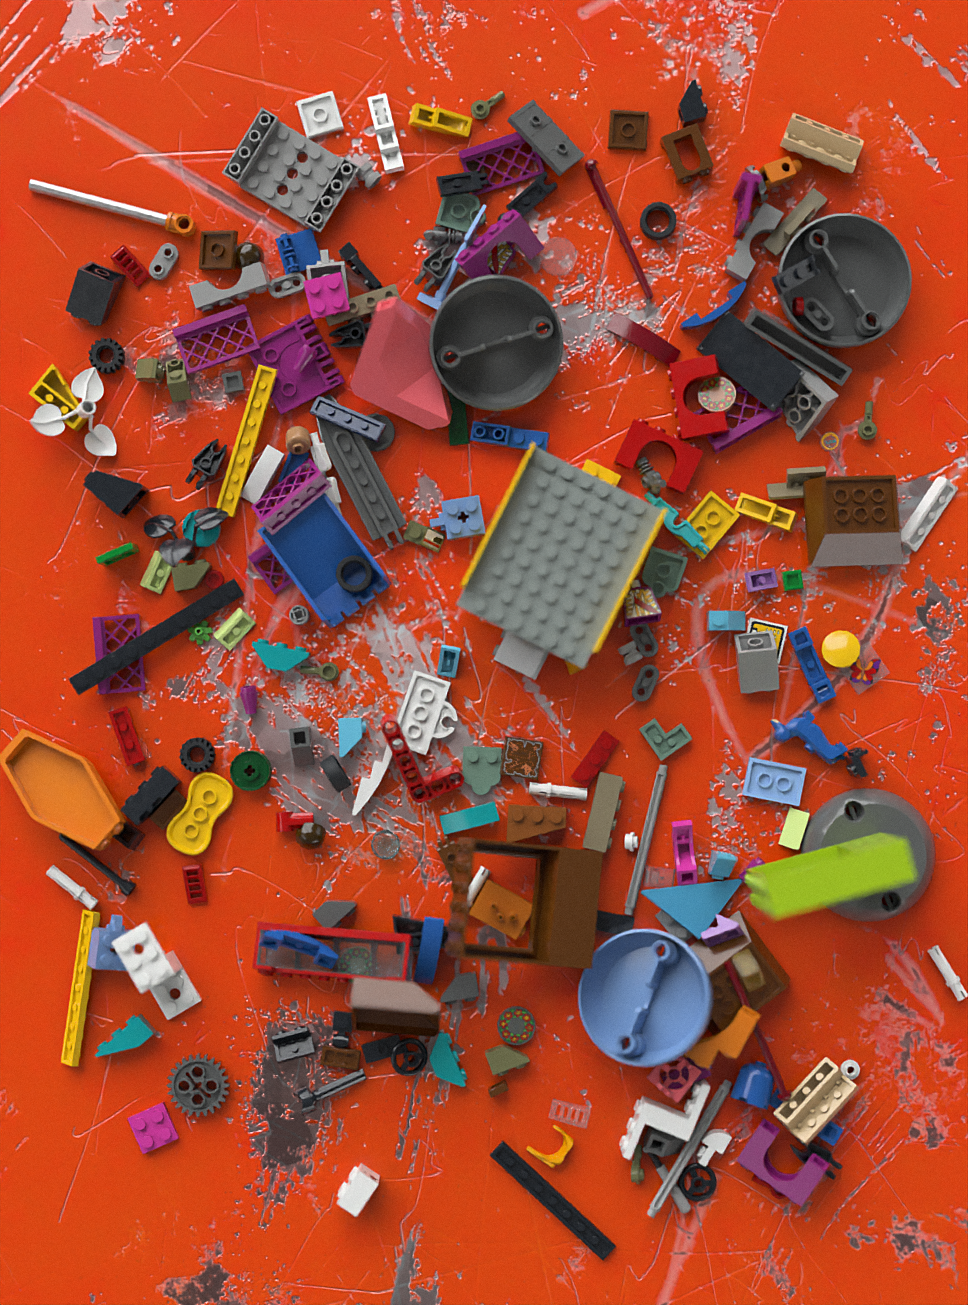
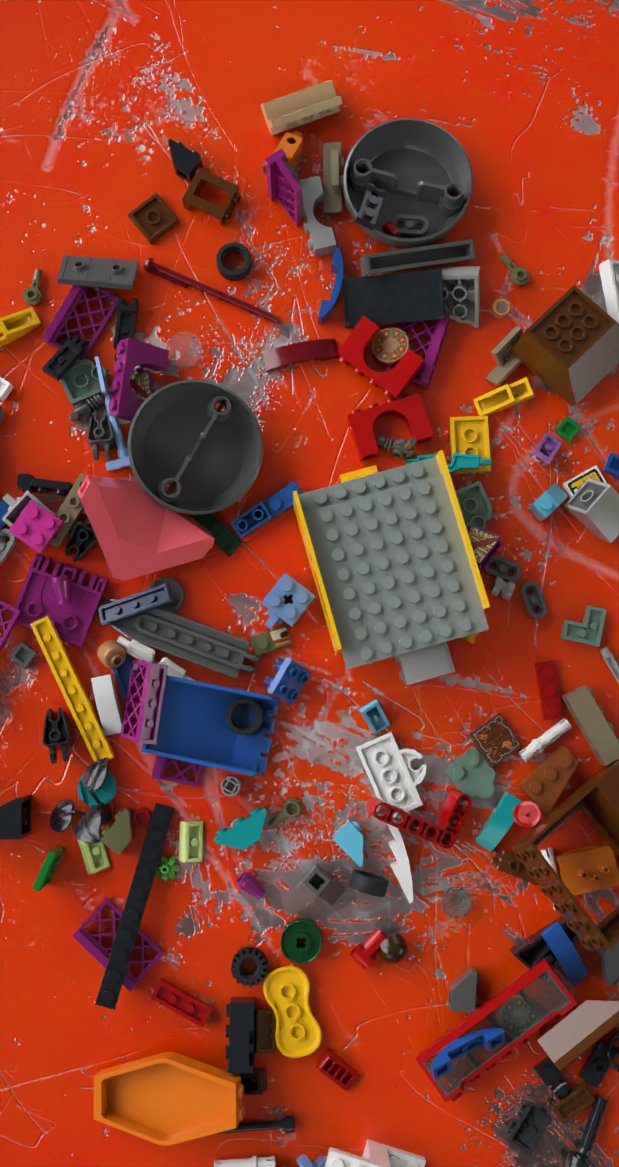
camera: 45 degrees left, 5 degrees down
(409, 576) = (288, 680): none -> blue plate
(492, 828) = (527, 814): none -> red piece

